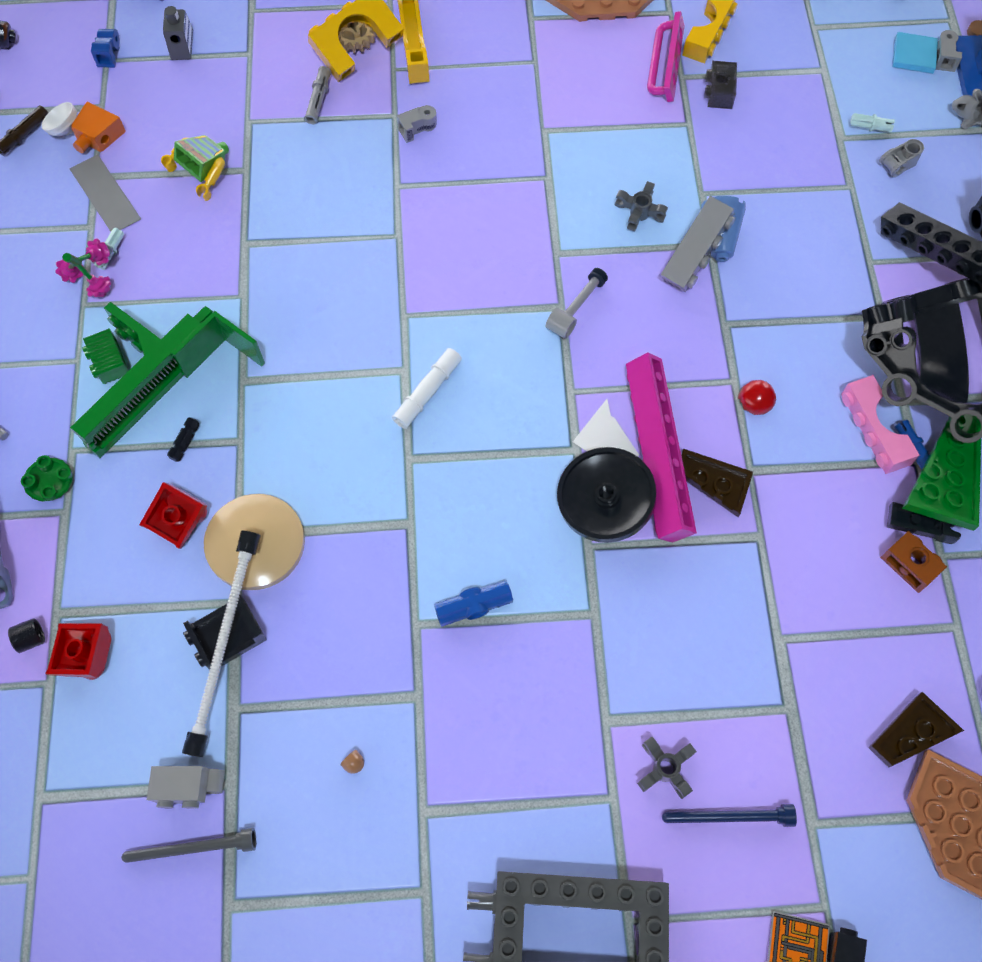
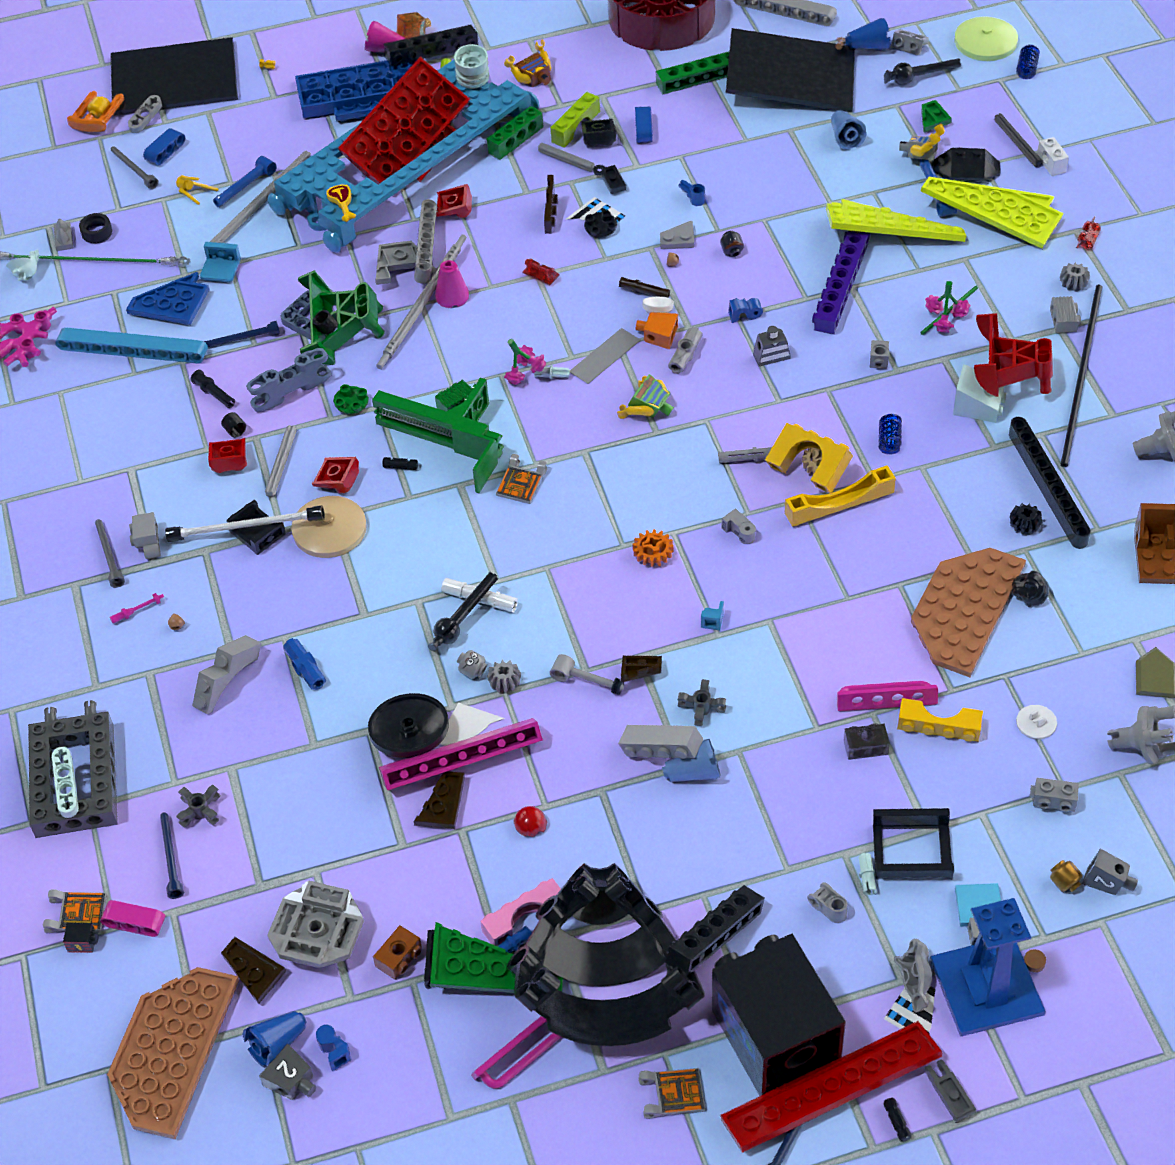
camera: 80 degrees right, 15 degrees down
(116, 584) = (280, 461): none -> light grey axle
(141, 112) = (685, 350): none -> light grey piece
(267, 316) = (520, 483): none -> flag
(312, 832) = (125, 613): none -> dark pink piece
(408, 206) = (653, 547): none -> orange gear
(466, 702) = (228, 662): none -> light grey arch
(473, 428) = (447, 629): none -> black piece
(529, 171) = (712, 618): none -> dark azure panel
(530, 413) = (471, 664): none -> light grey head
(550, 376) = (504, 676): none -> light grey gear
(580, 250) = (639, 666): none -> dark brown wing
(616, 949) = (67, 781): none -> light aqua beam
(824, 877) = (132, 918): none -> dark pink beam
(881, 82) = (913, 819): none -> black piece
(908, 640) = (314, 908): none -> light grey piece

